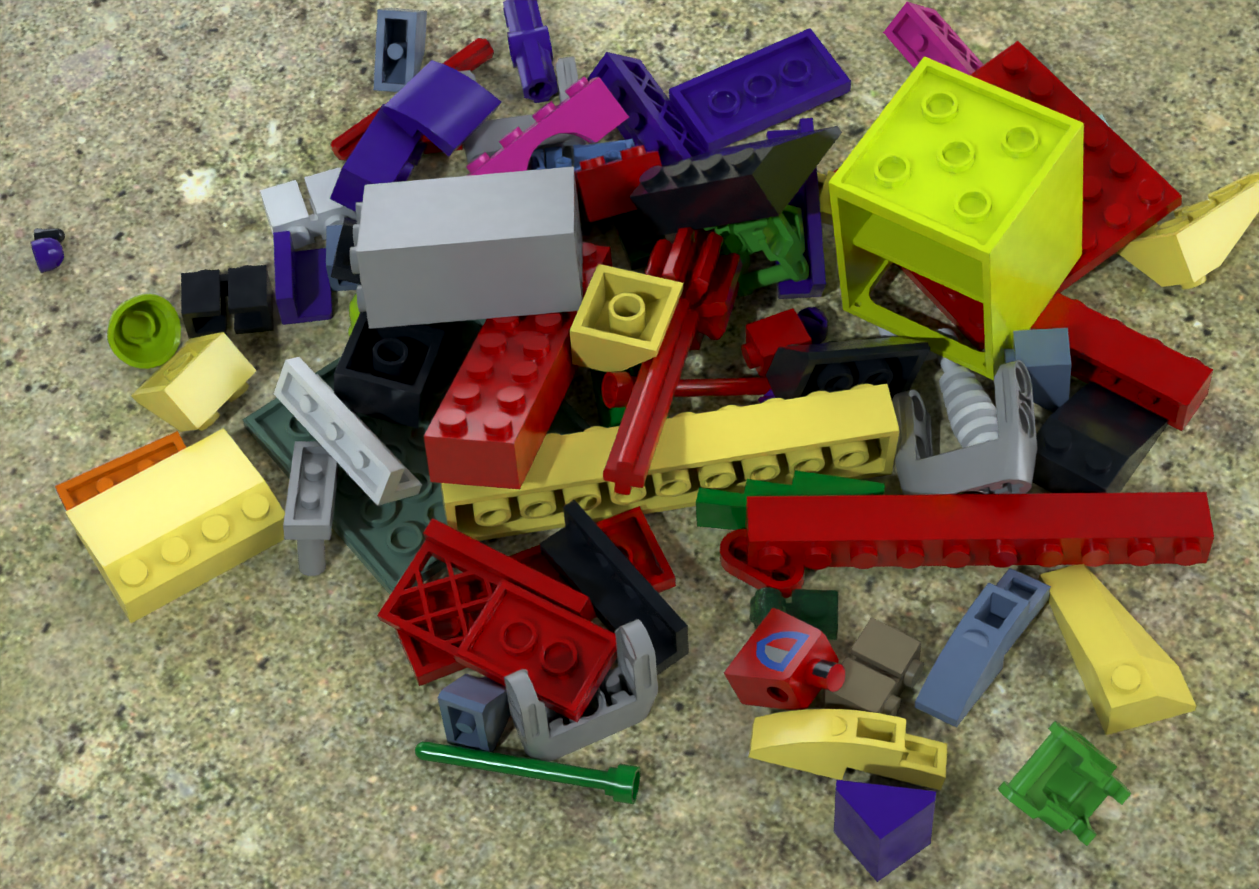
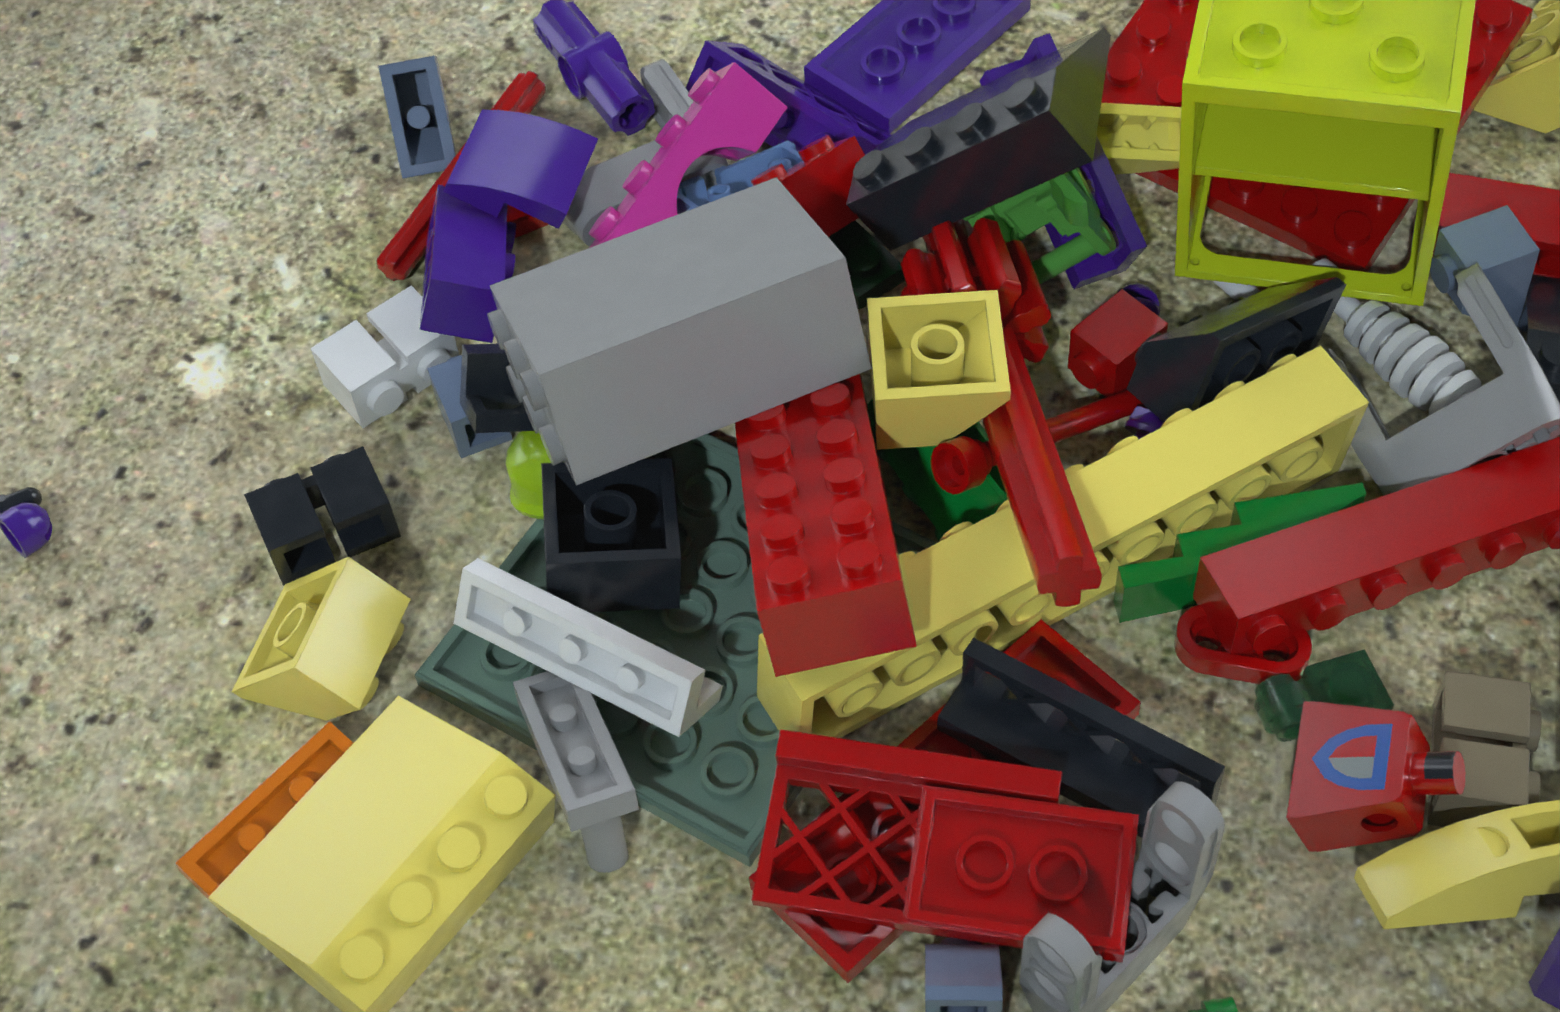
camera: 20 degrees left, 0 degrees up
(144, 331) = (220, 592): lime helmet -> none
(301, 282) = (417, 457): dark purple panel -> none

